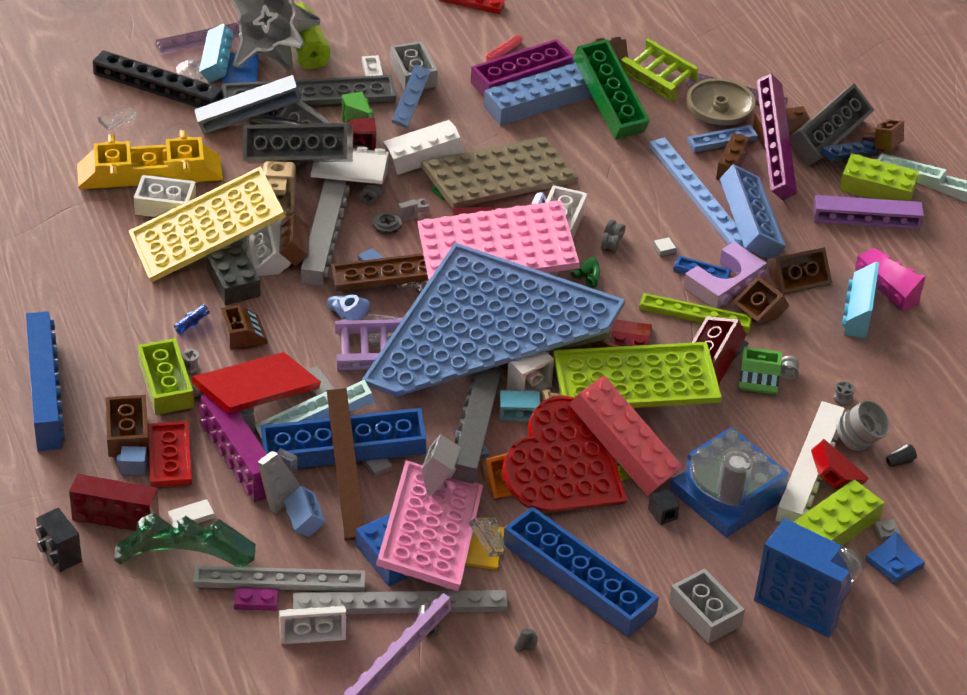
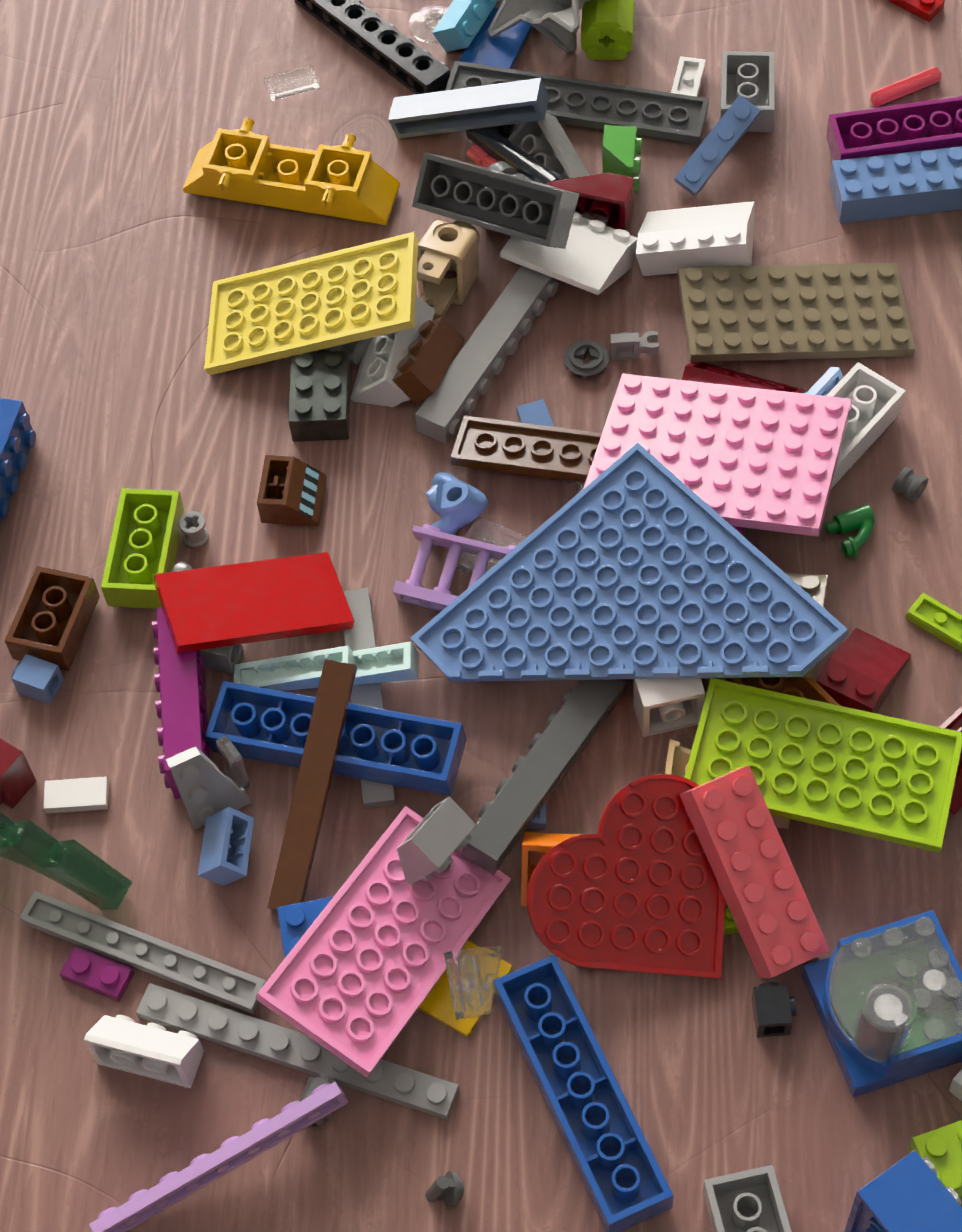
camera: 30 degrees right, 15 degrees up
(161, 195) = (282, 234): white brick -> none
(169, 454) = (93, 681): red plate -> none
(191, 319) = (230, 455): clear blue pin -> none
(370, 193) = (583, 303): dark grey wheel -> none
(518, 405) = (631, 748): medium azure brick -> none
(615, 229) = (928, 463): dark grey wheel -> none

